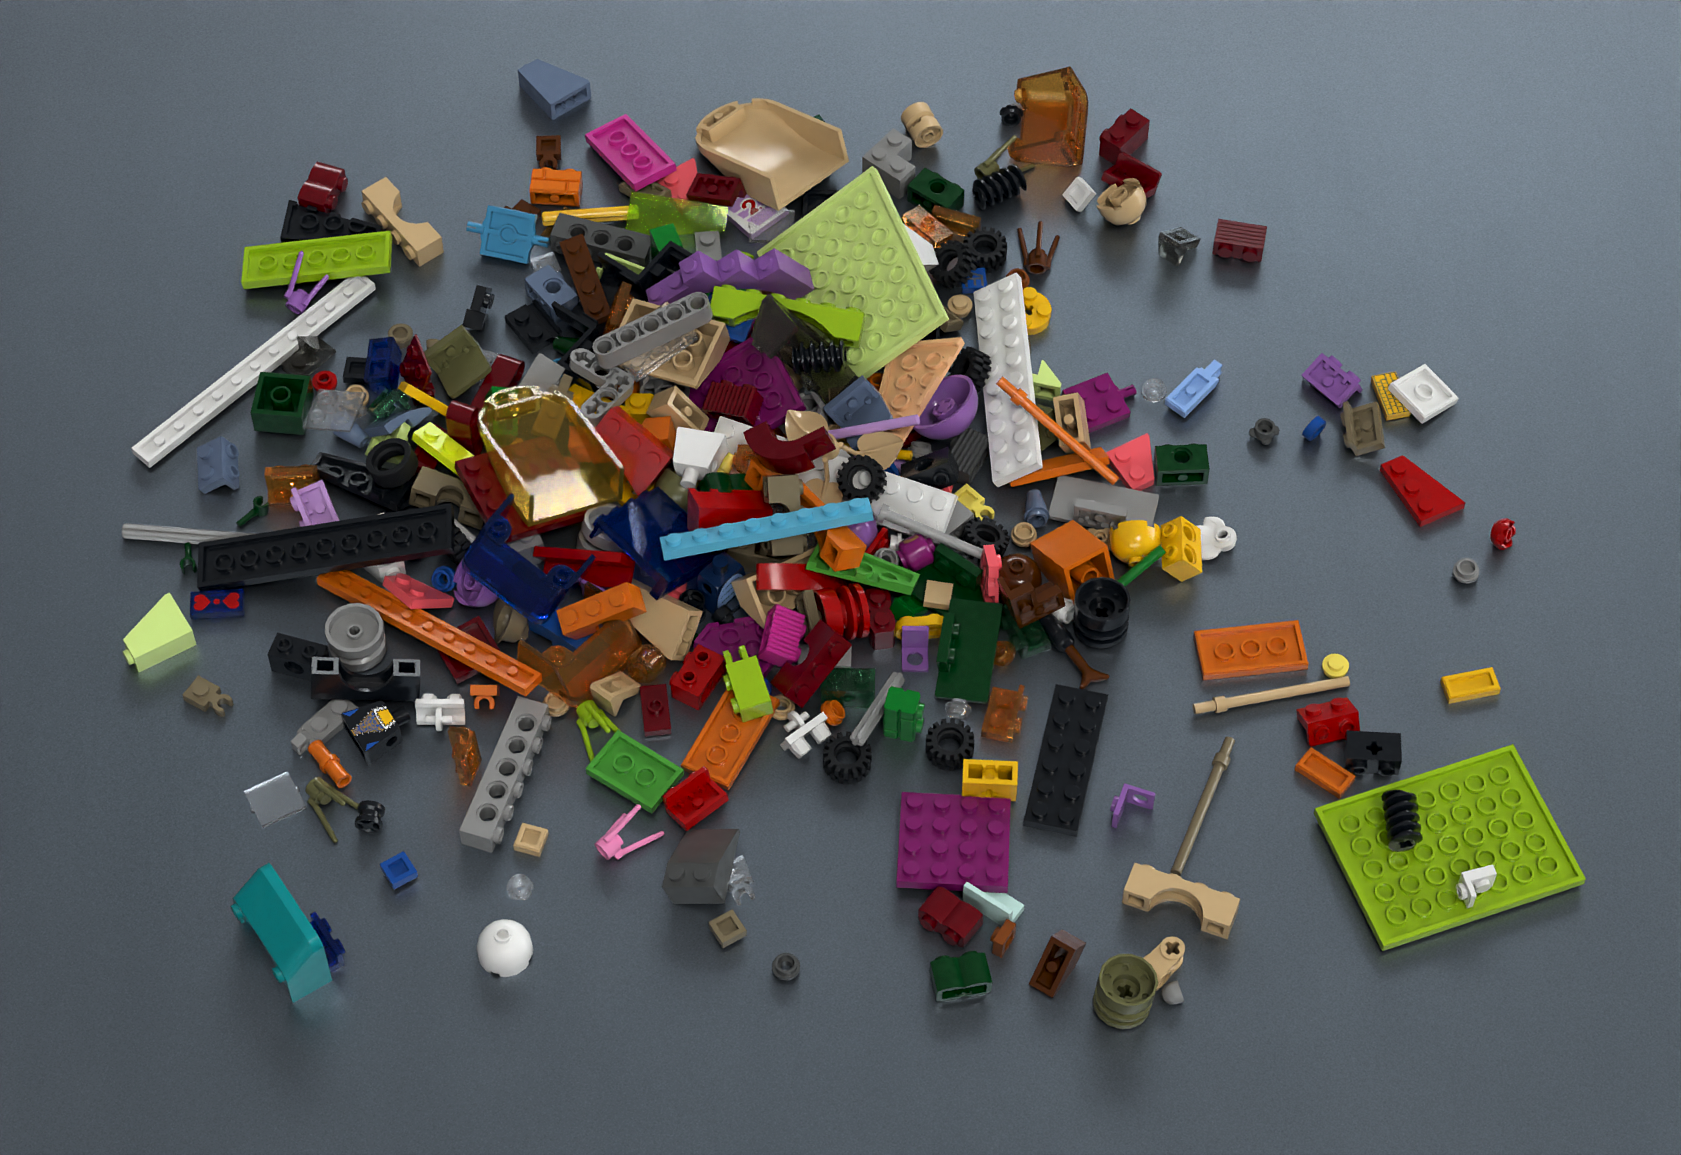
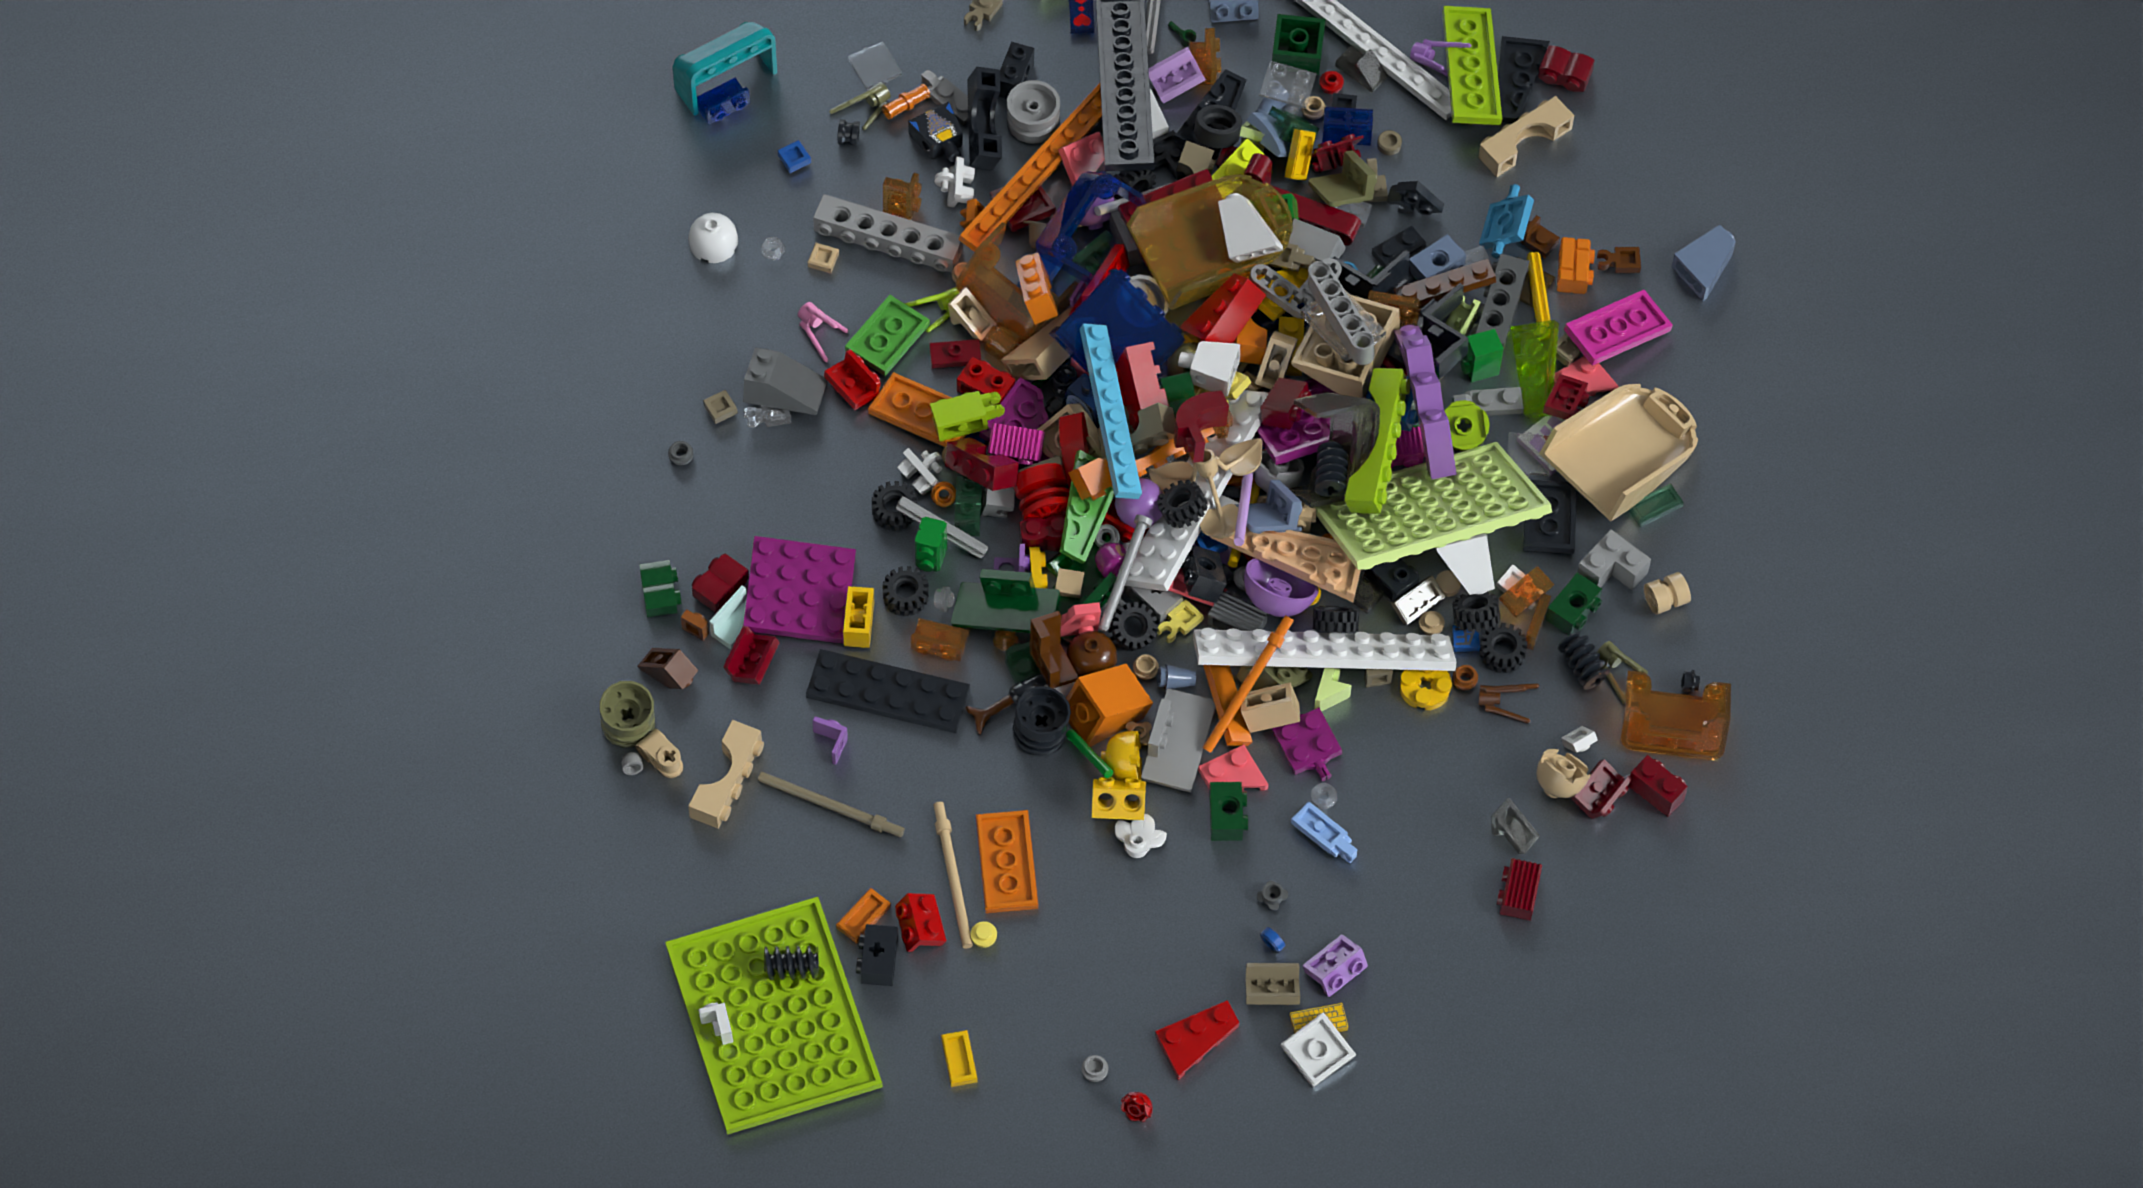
camera: 90 degrees right, 5 degrees up
(541, 419) = (1245, 230): none -> white slope
(1040, 881) = (750, 656): none -> dark red bracket

